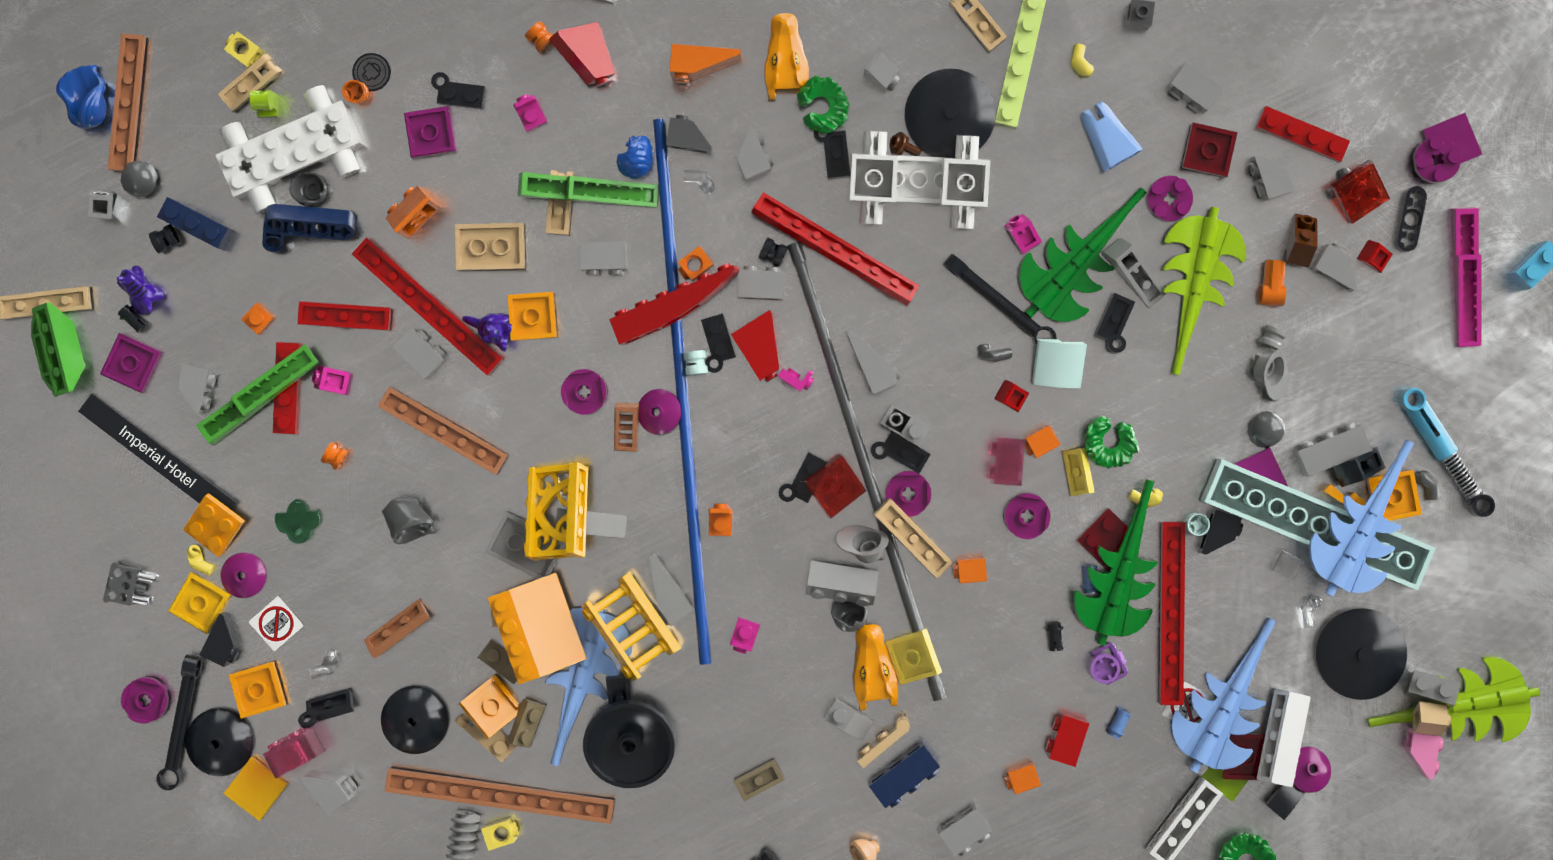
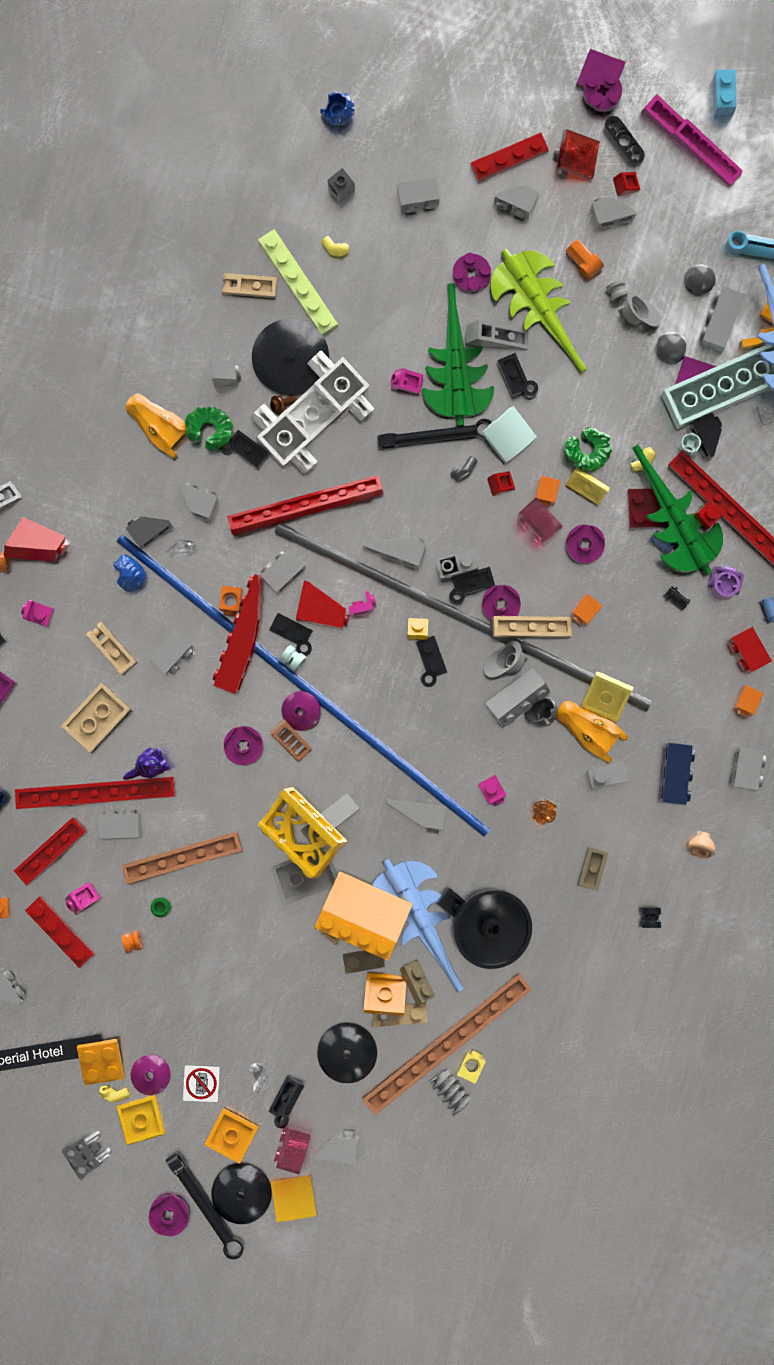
camera: 40 degrees left, 5 degrees down
(221, 642) = (179, 1129): black slope -> none
(257, 395) = (45, 954): bright green slope -> none
(297, 518) = (147, 1005): clear green plate -> none
(385, 452) = (160, 907): none -> green plate
(396, 628) = (278, 1008): nougat plate -> none
(406, 520) = (216, 934): dark grey piece -> none
(411, 212) = (26, 744): orange slope -> none
(532, 316) = (164, 732): light orange plate -> none
(587, 190) = (119, 623): bright green slope -> none
(640, 606) = (419, 837): yellow fence -> none
(695, 62) = (107, 478): orange slope -> none
(720, 520) = (405, 737): orange bracket -> none
(767, 695) = (544, 811): none -> clear orange gear
(773, 252) = (270, 545): black wheel -> none
(820, 443) = (417, 628): none -> yellow plate
(834, 486) = (452, 644): clear red plate -> none
(884, 741) = (642, 766): tan plate -> none
(1109, 137) = (398, 273): light blue piece -> none
(1150, 596) = (707, 515): none -> red plate
(1209, 150) = (465, 221): dark red plate -> none
(1302, 240) = (575, 217): reddish brown slope -> none
(1350, 397) = (700, 279): none -> dark grey hair
(1359, 468) = (748, 313): black slope -> none

